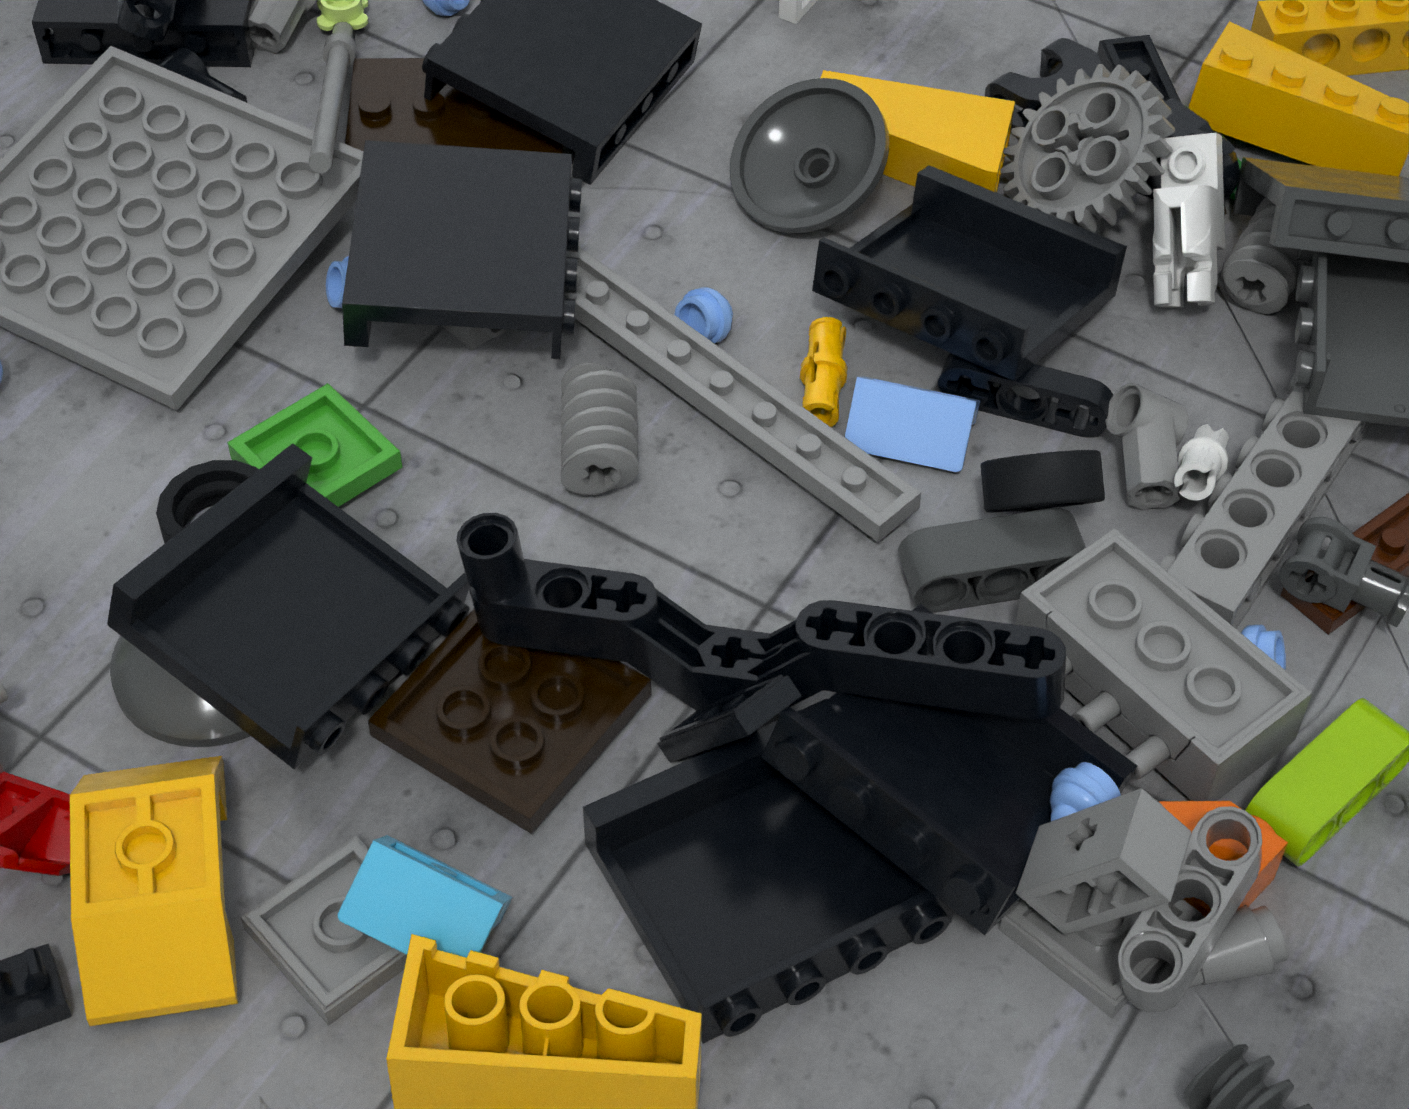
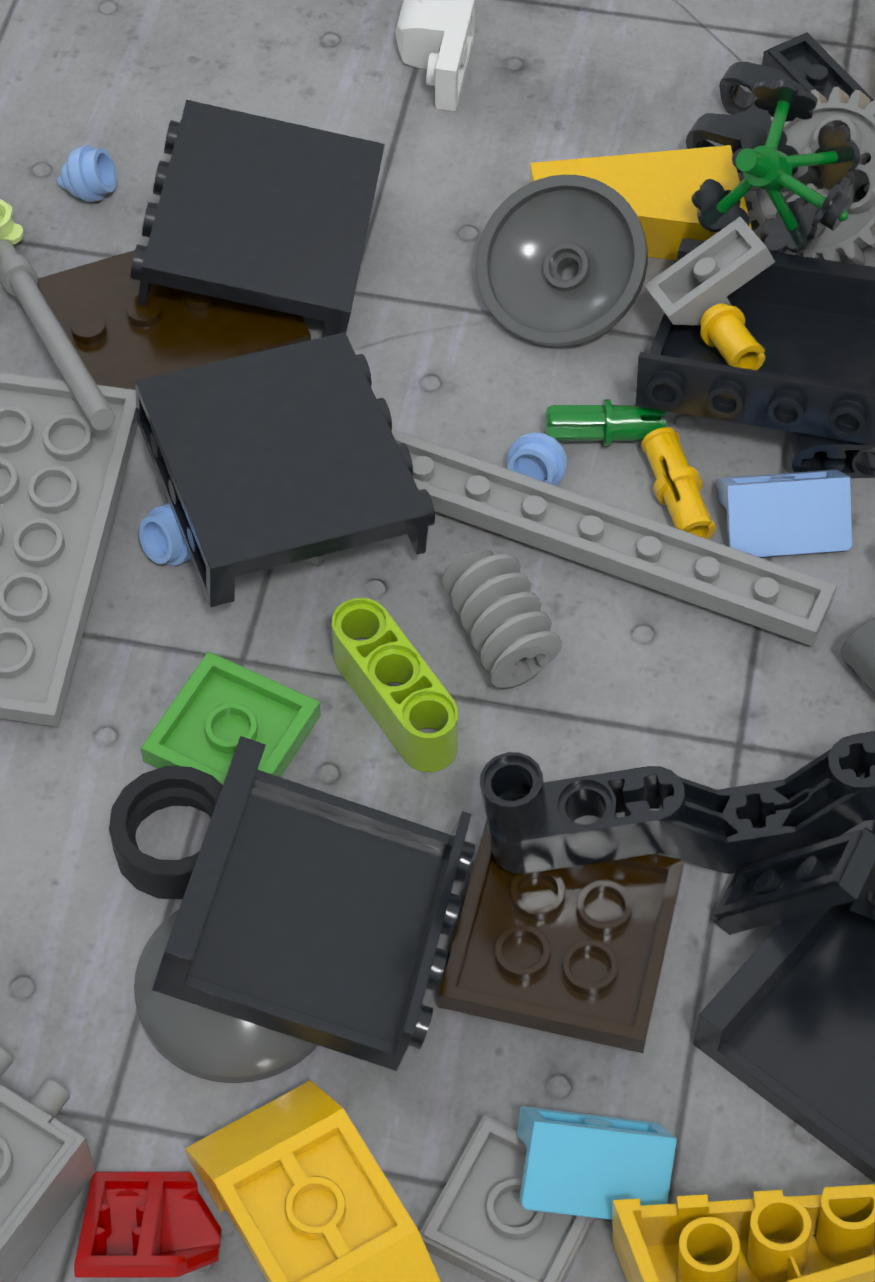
camera: 20 degrees left, 5 degrees up
(473, 447) = (400, 709): none -> lime beam
(780, 300) = (602, 422): none -> green axle
(918, 205) = (710, 273): none -> light grey slope
(925, 250) = (725, 329): none -> yellow pin
(1028, 115) = (769, 164): none -> black plant

